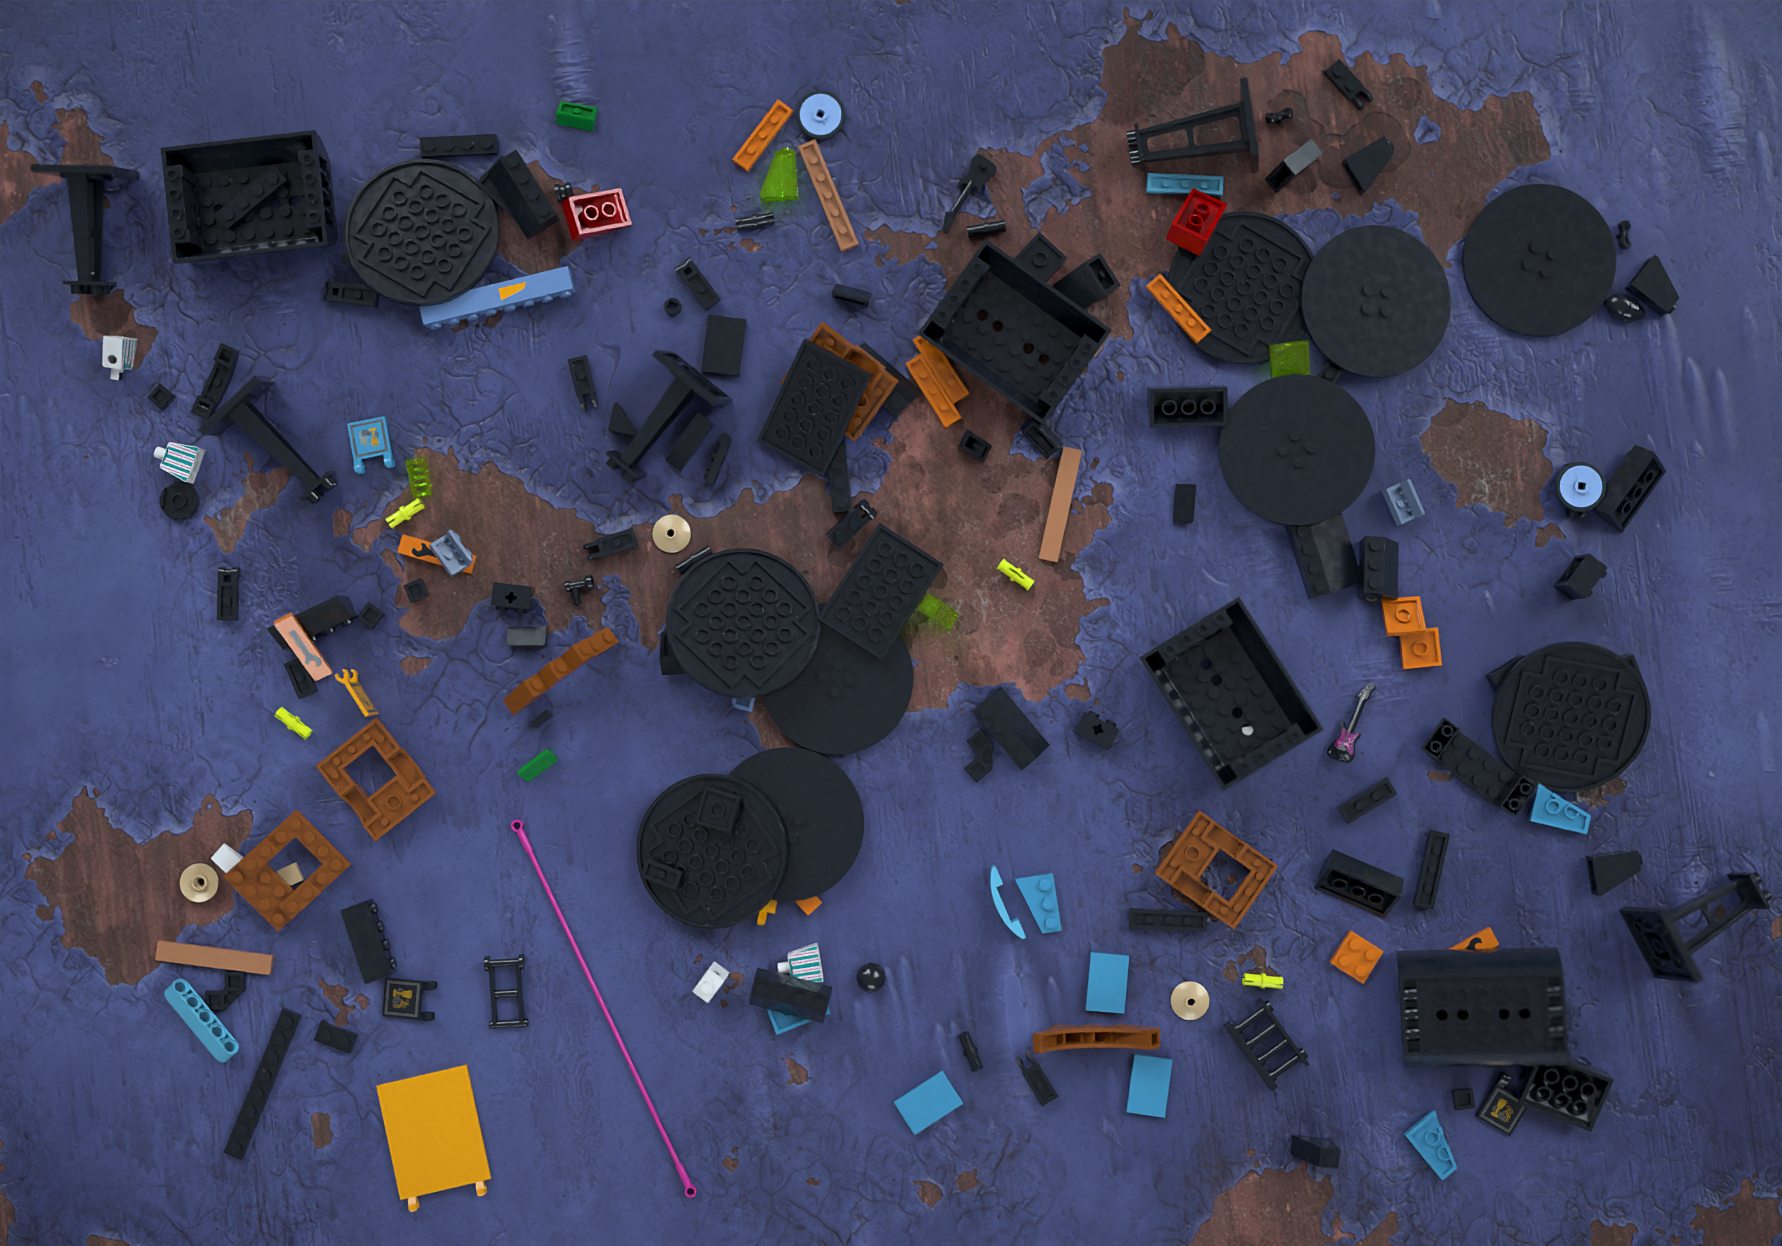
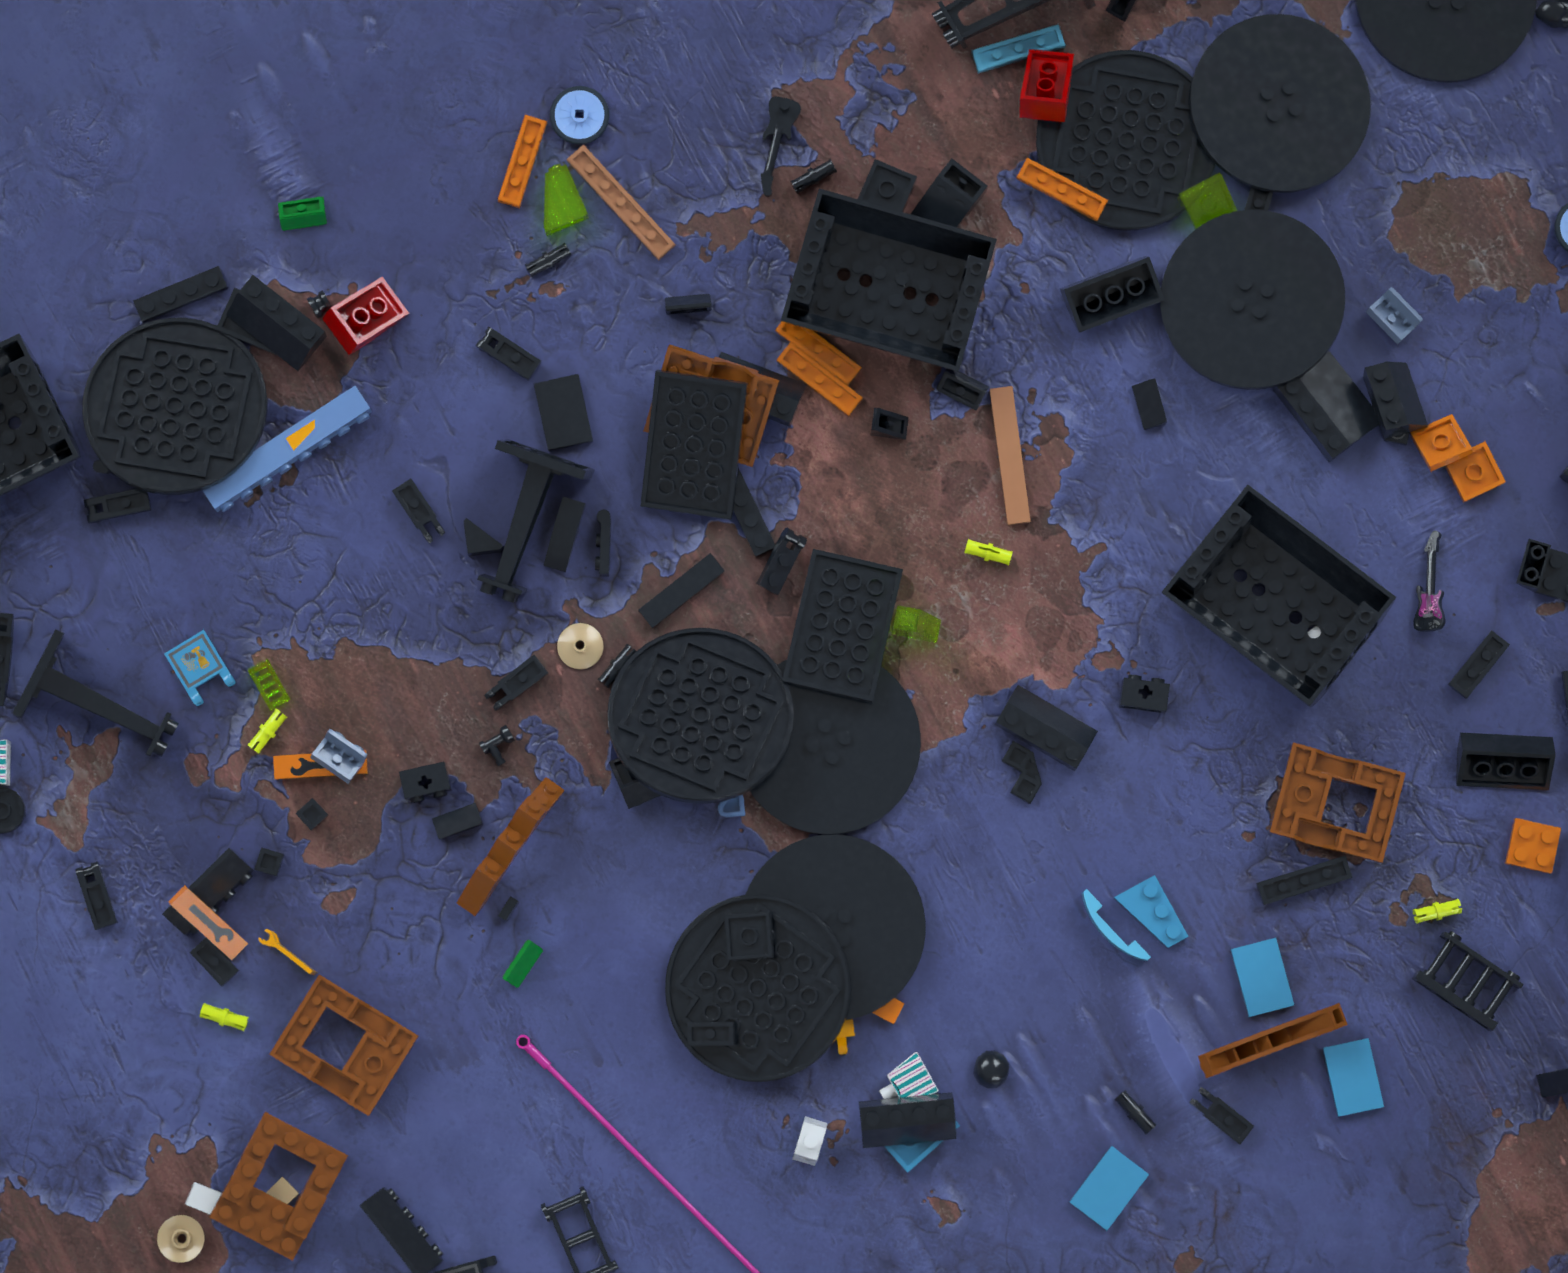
camera: 25 degrees left, 5 degrees down
(675, 301) = (489, 382): black bush -> none
(765, 518) = (681, 590): none -> black tile
(1183, 993) = (1352, 968): tan dish -> none

